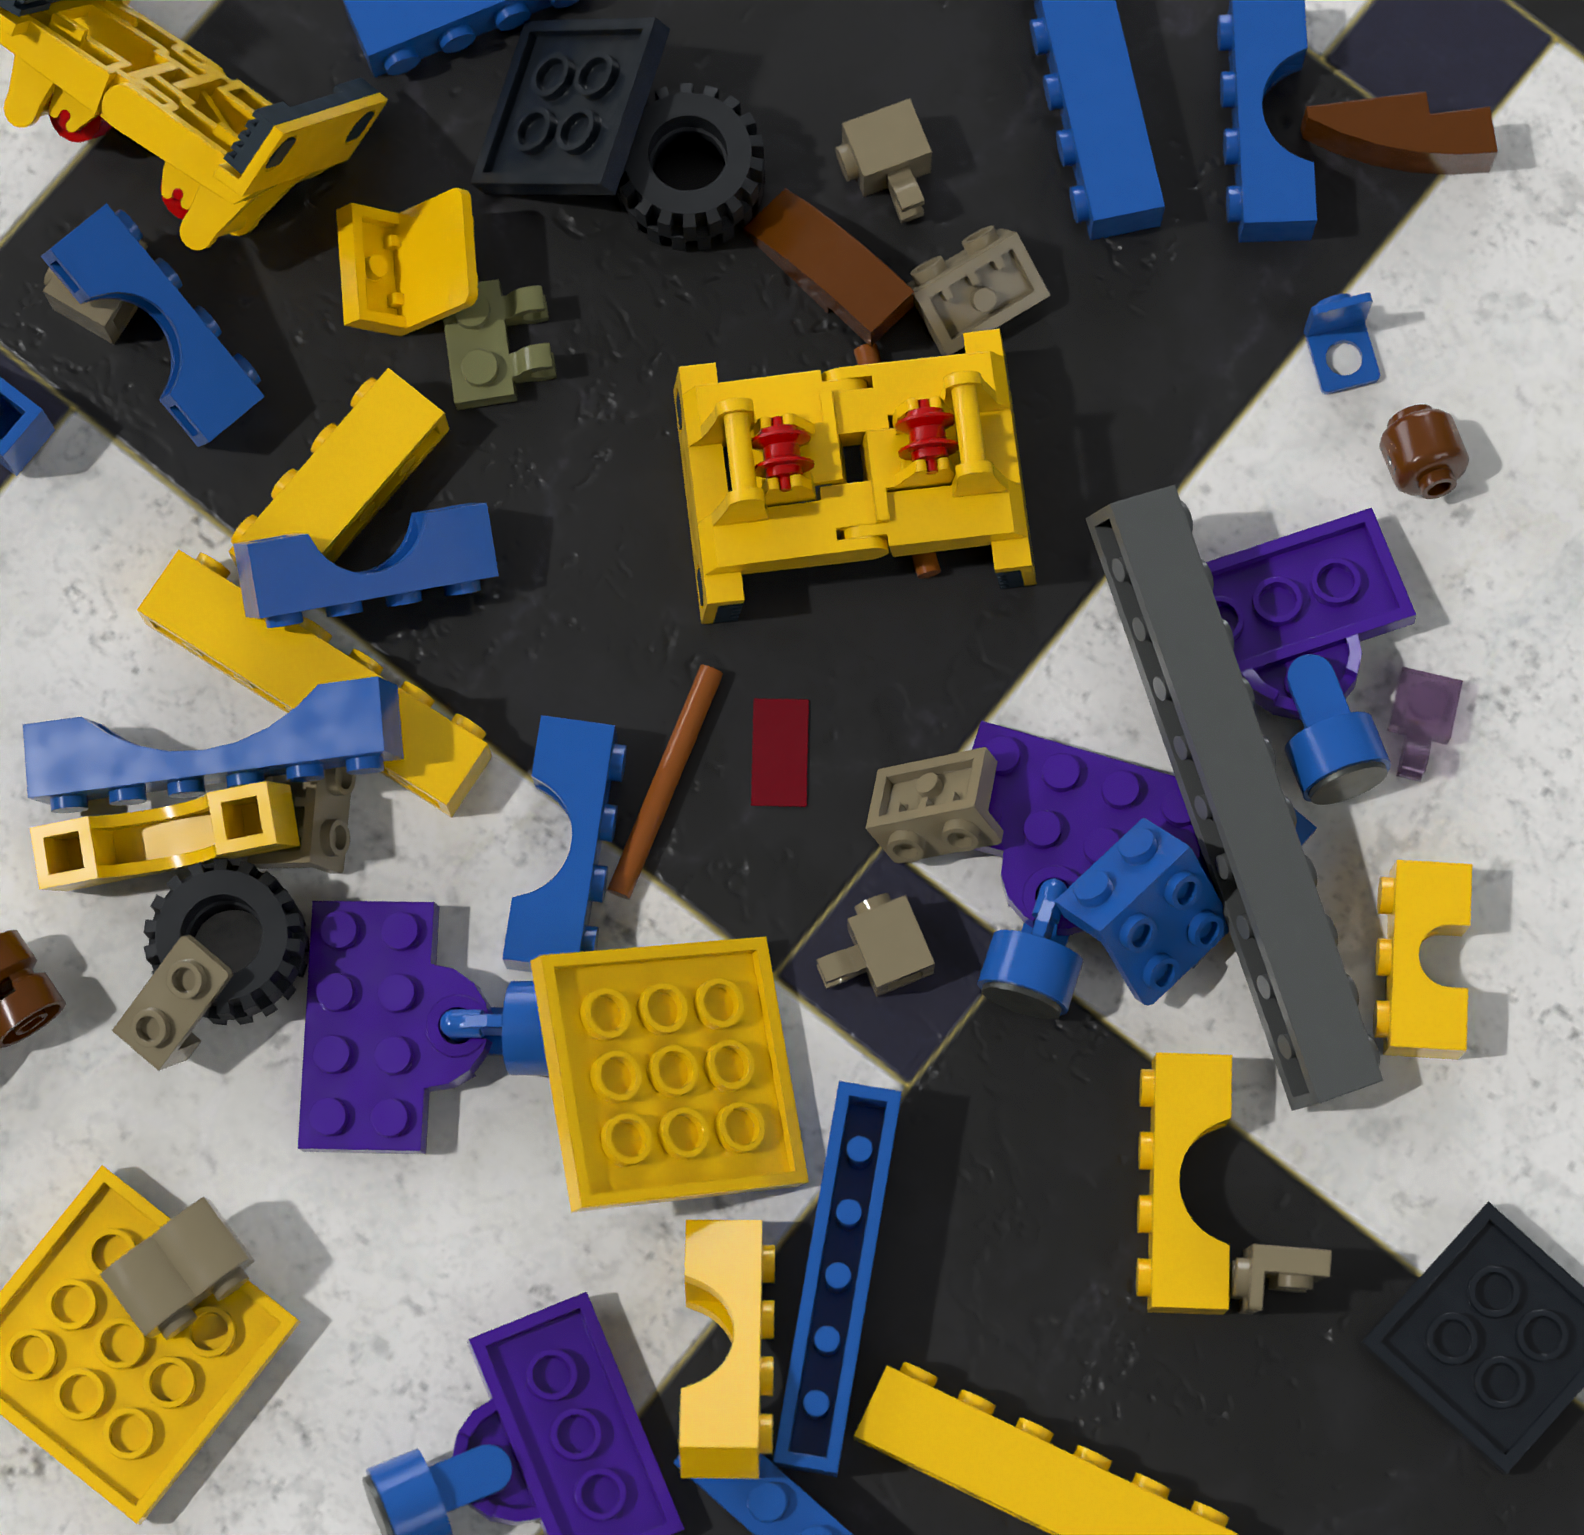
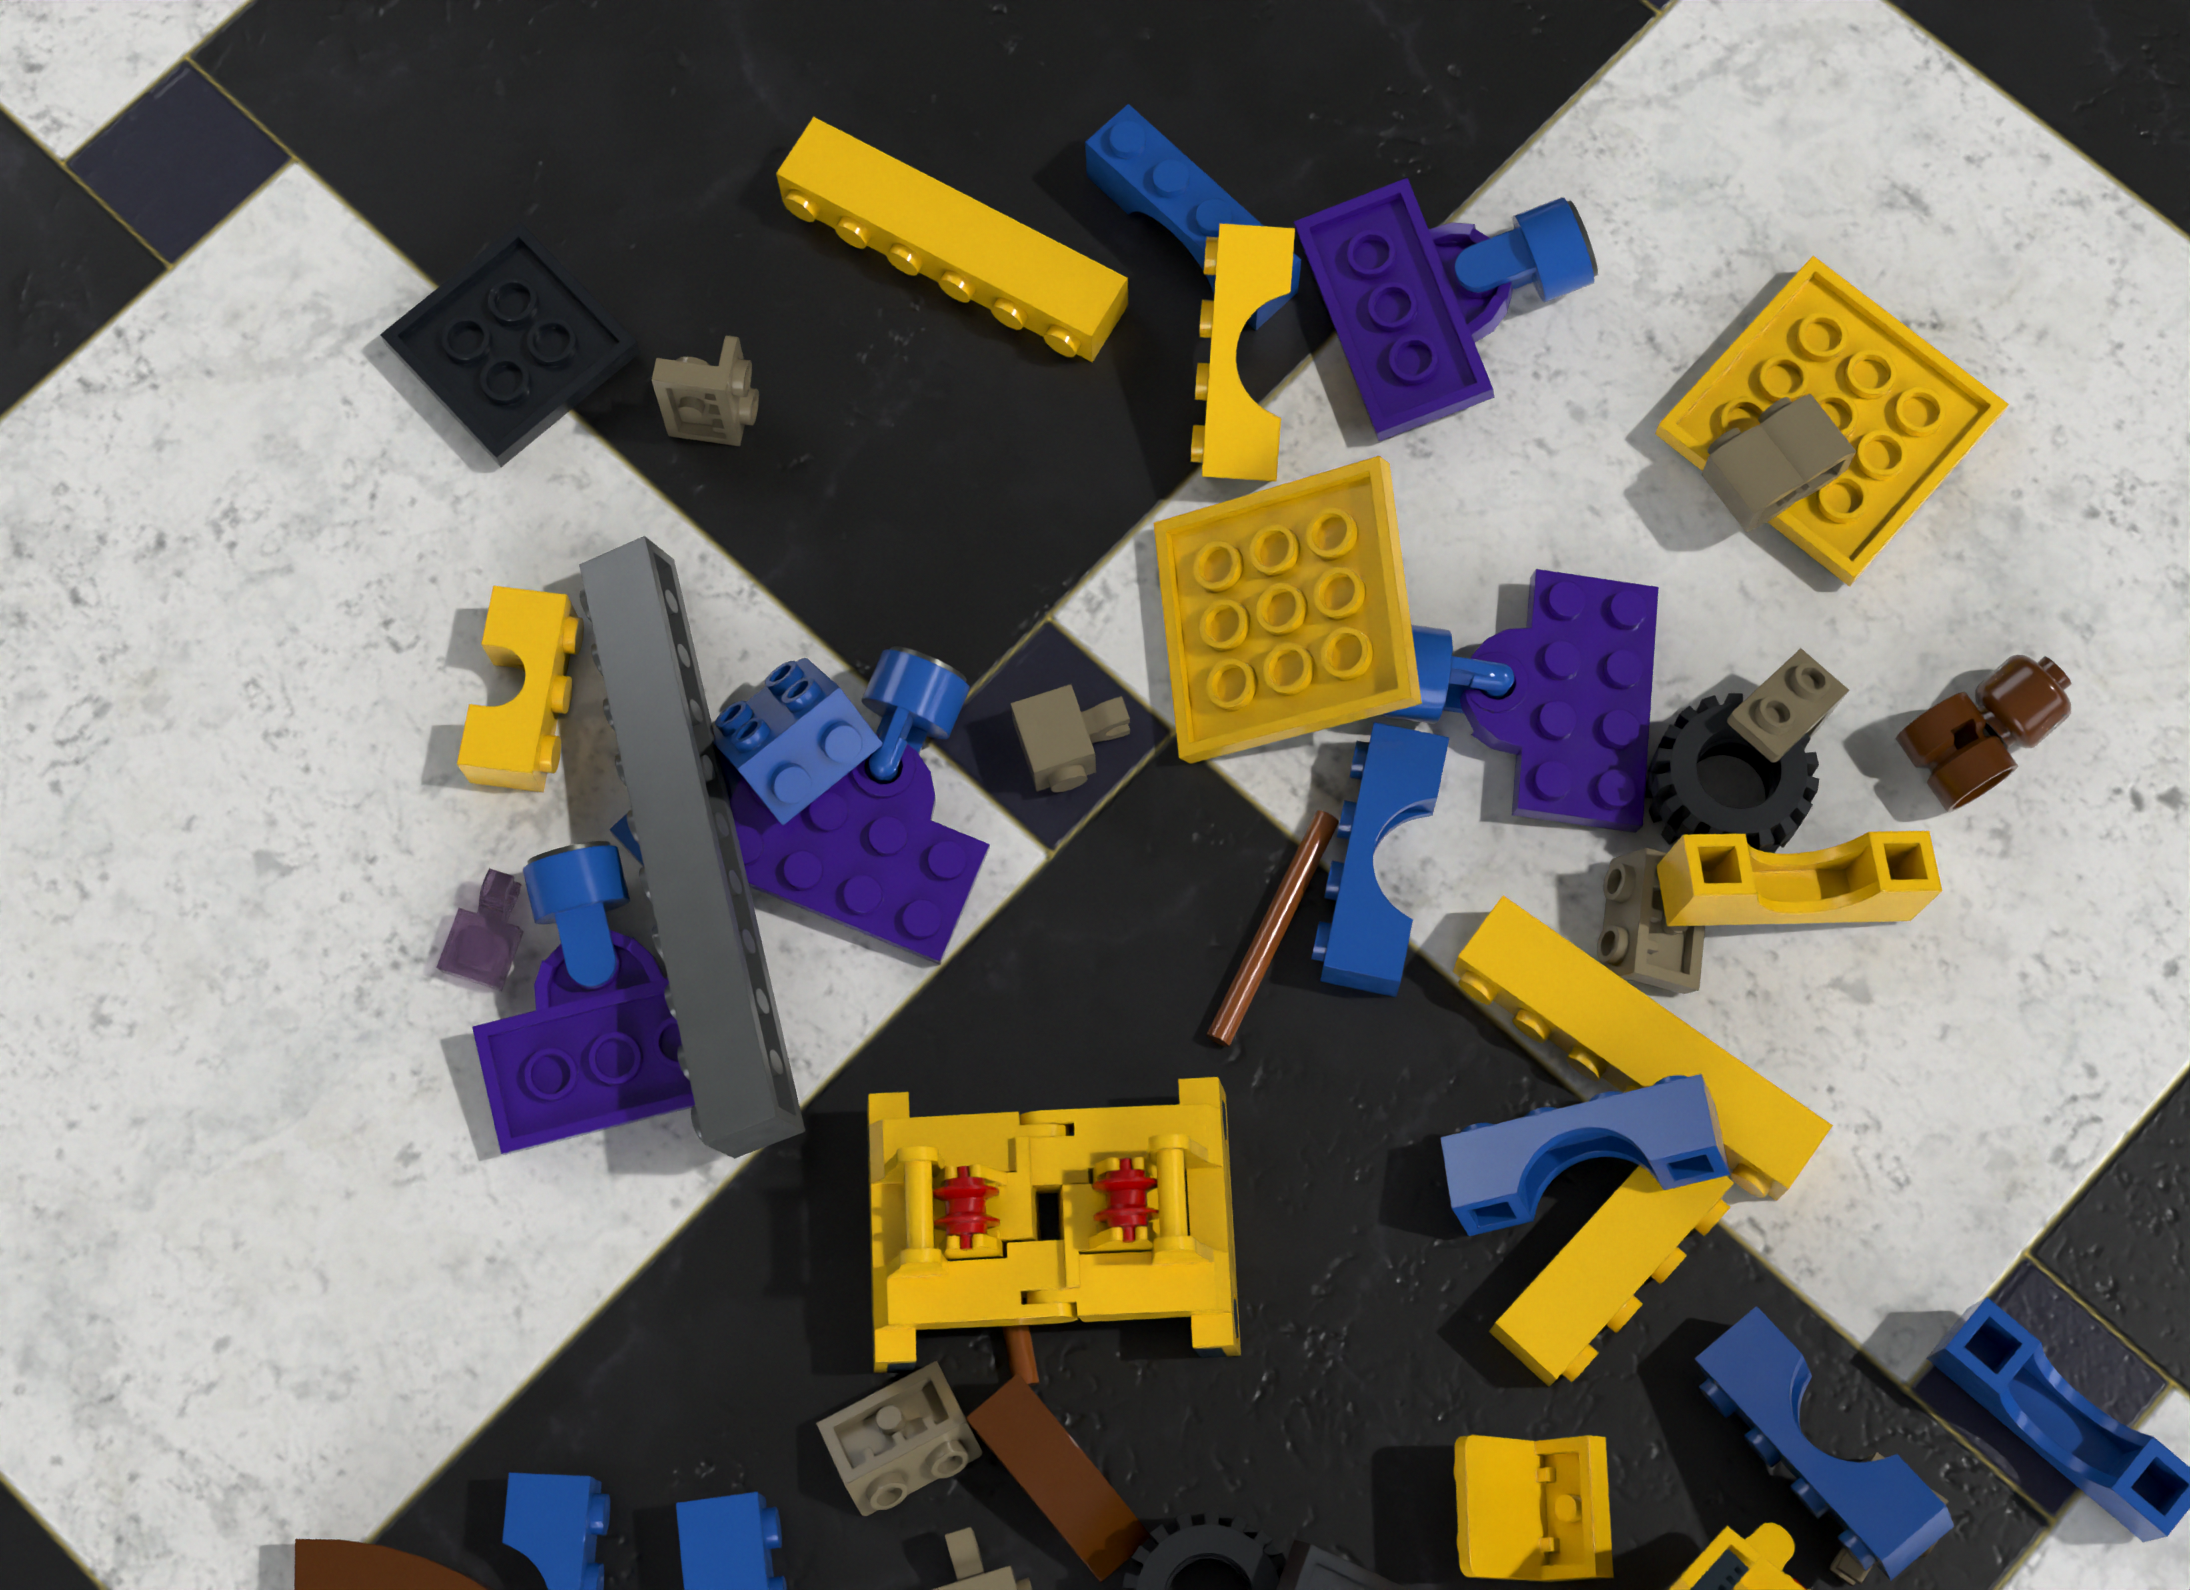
camera: 175 degrees left, 5 degrees down
(333, 727) = (1873, 975): arch -> none
(480, 351) = (1450, 1405): olive plate -> none
(780, 752) = (1152, 954): dark red sticker -> none
(837, 1279) = (1130, 424): blue brick -> none
(935, 806) = (996, 866): dark tan bracket -> none
(1184, 1264) = (773, 567): yellow arch -> none
(1338, 321) = (505, 1371): blue bracket -> none
(1424, 451) = (435, 1211): reddish brown head -> none

